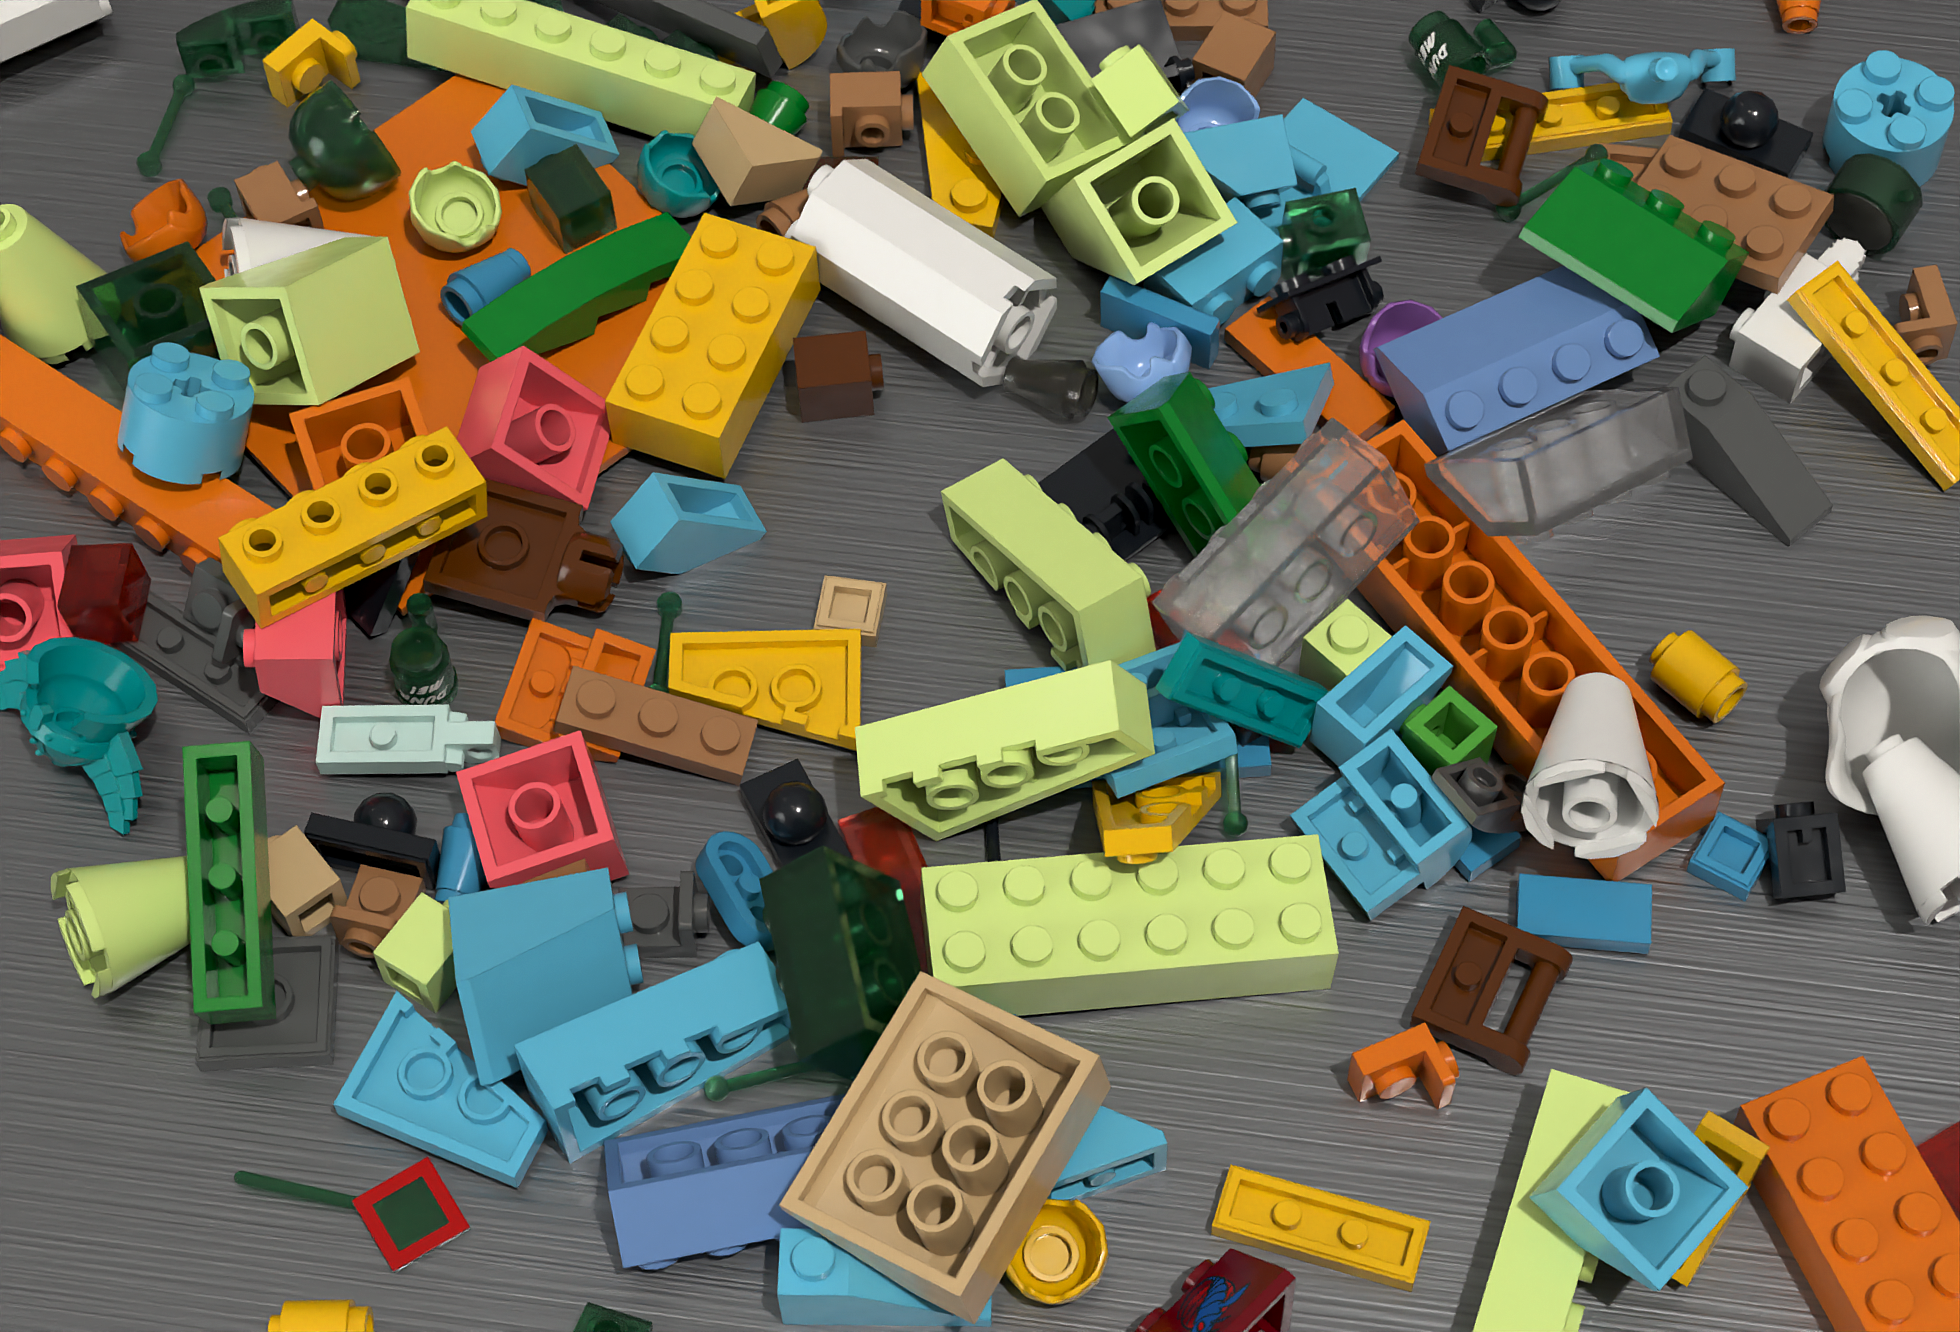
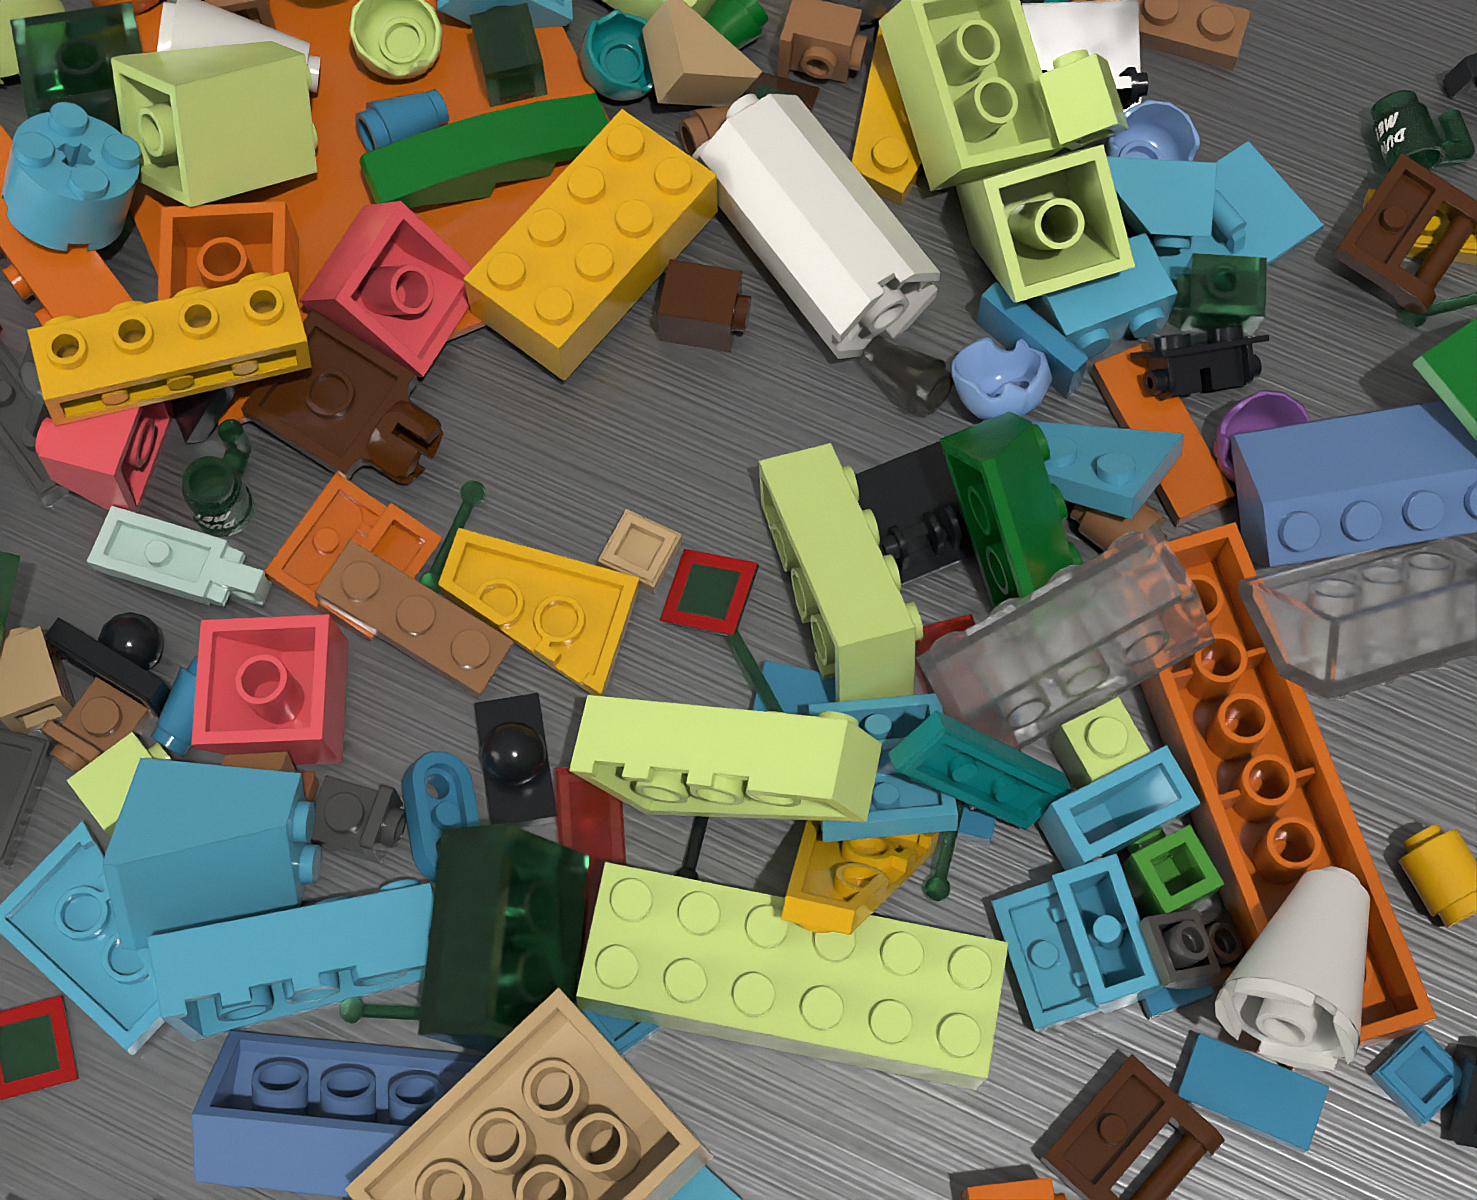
camera: 15 degrees right, 10 degrees up
(684, 523) = (510, 417): medium azure slope -> none
(935, 631) = (711, 598): none -> piece
(1237, 51) = (1196, 80): medium nougat brick -> none

